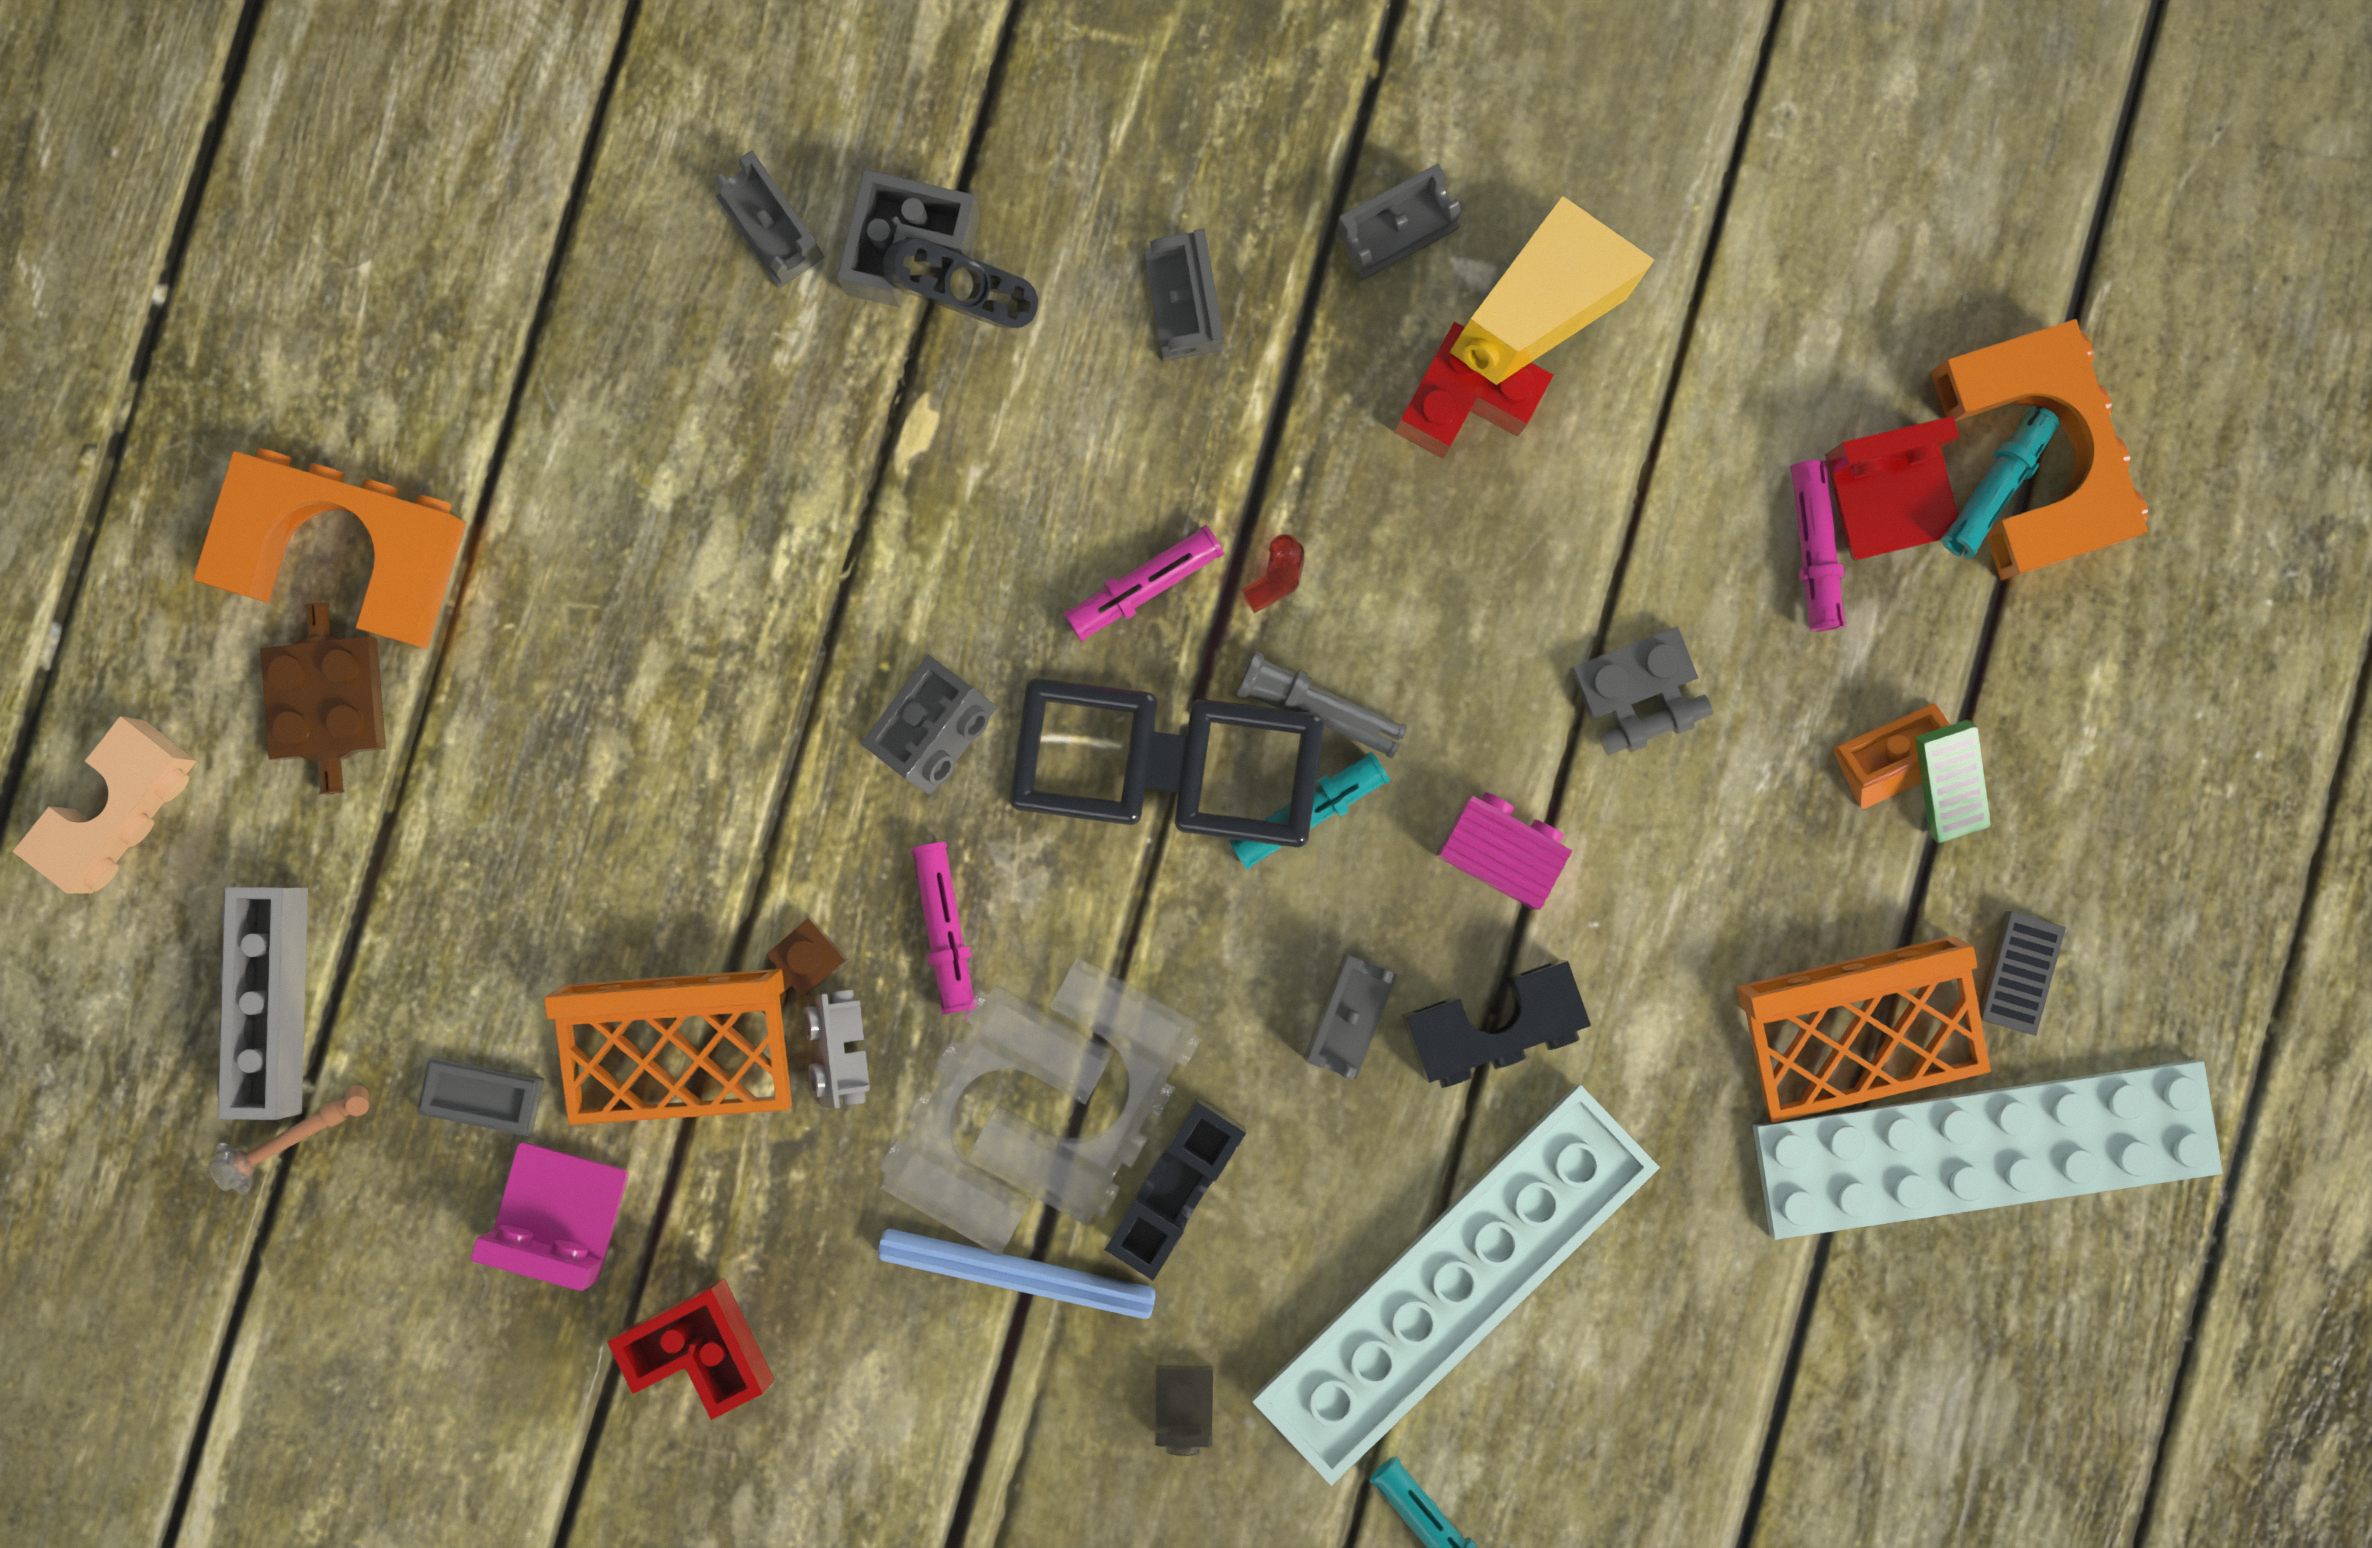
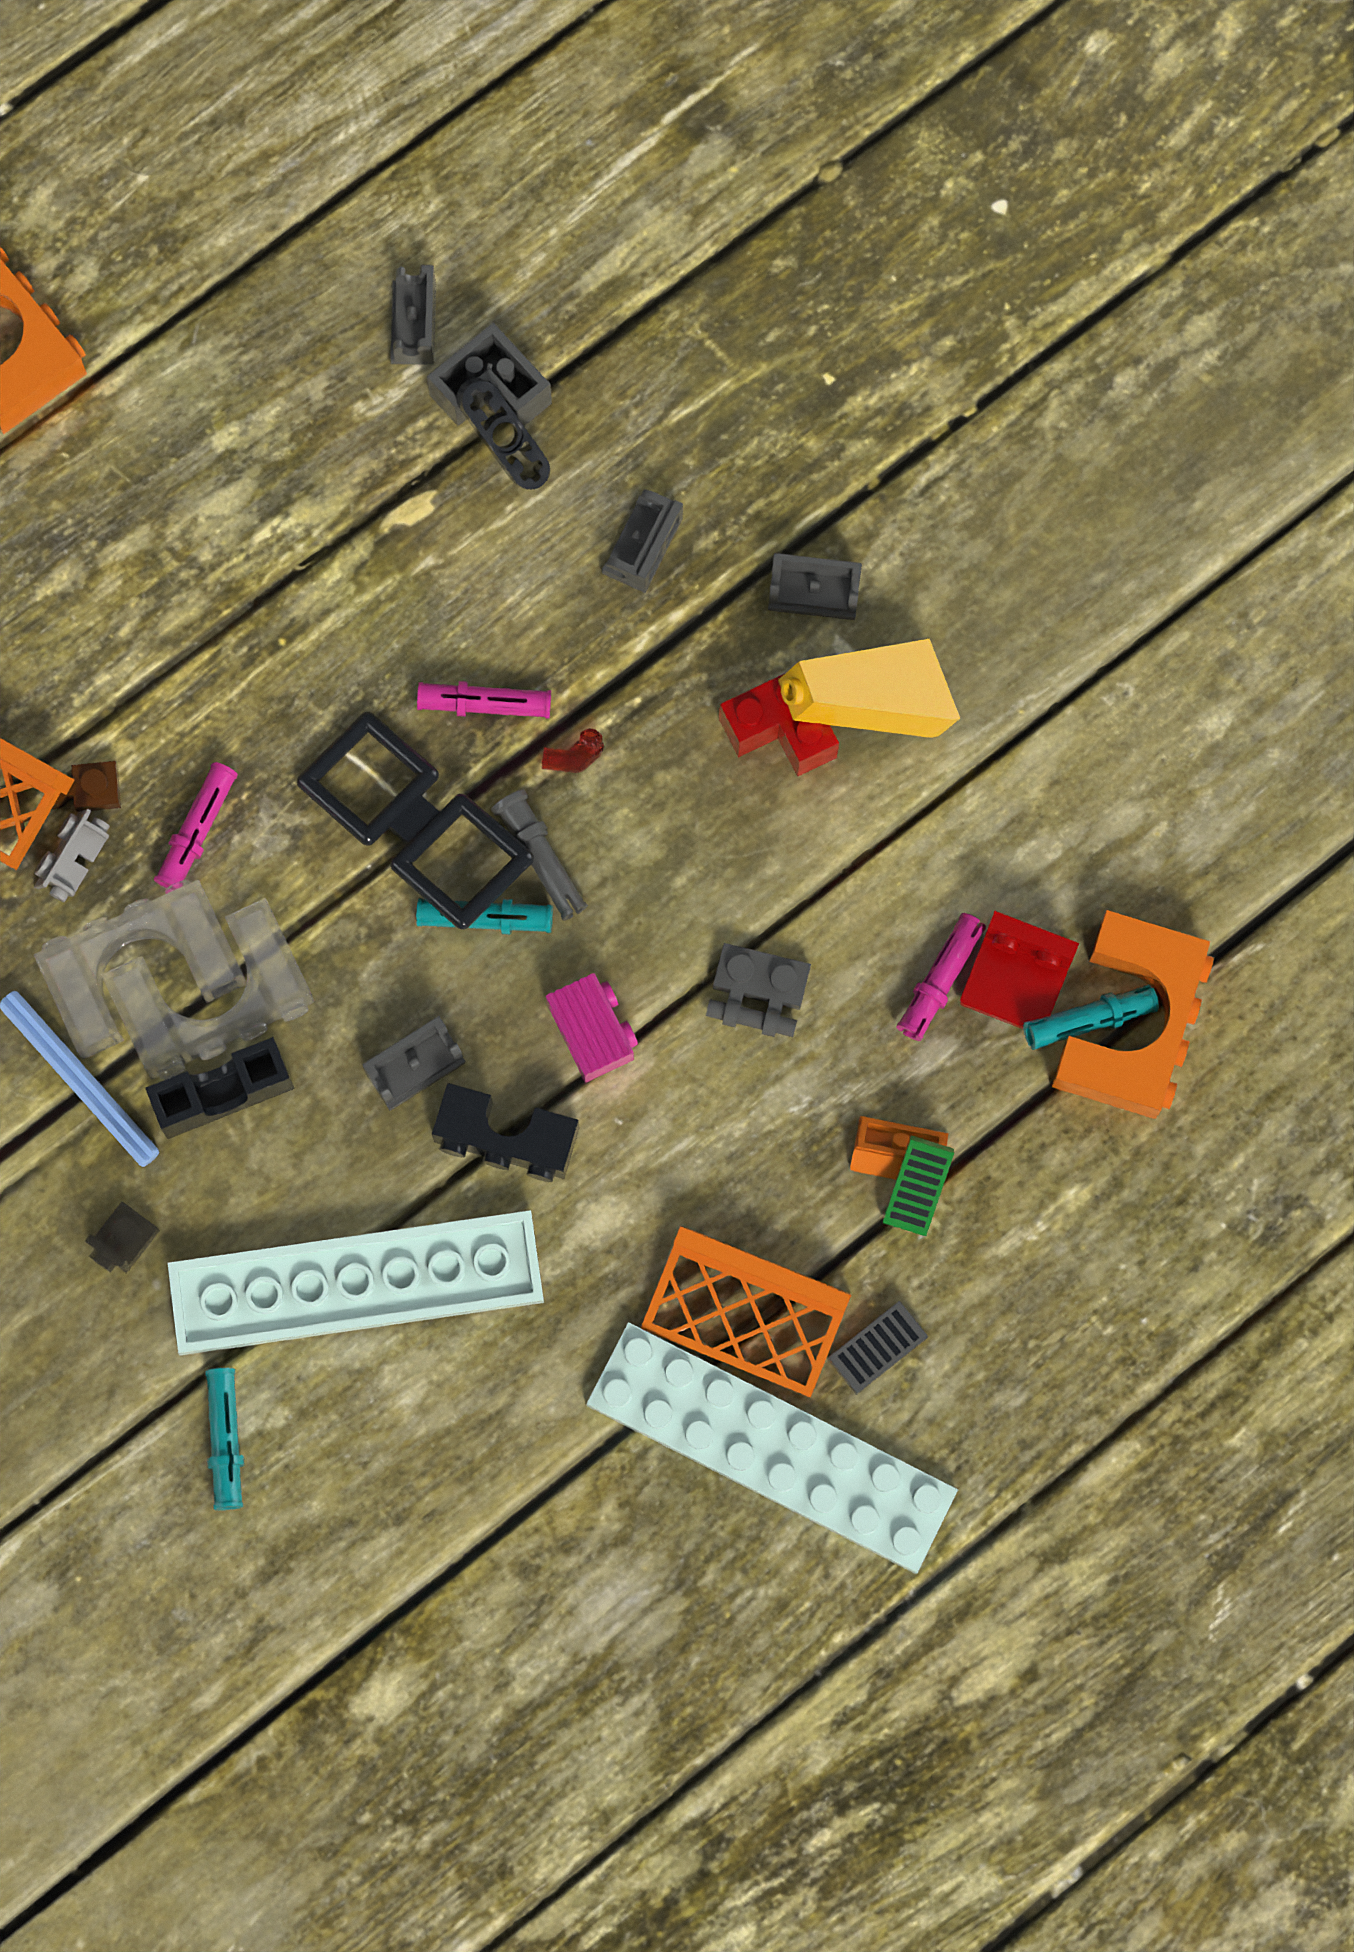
camera: 35 degrees right, 10 degrees down
(929, 725) = (282, 695): dark grey bracket -> none

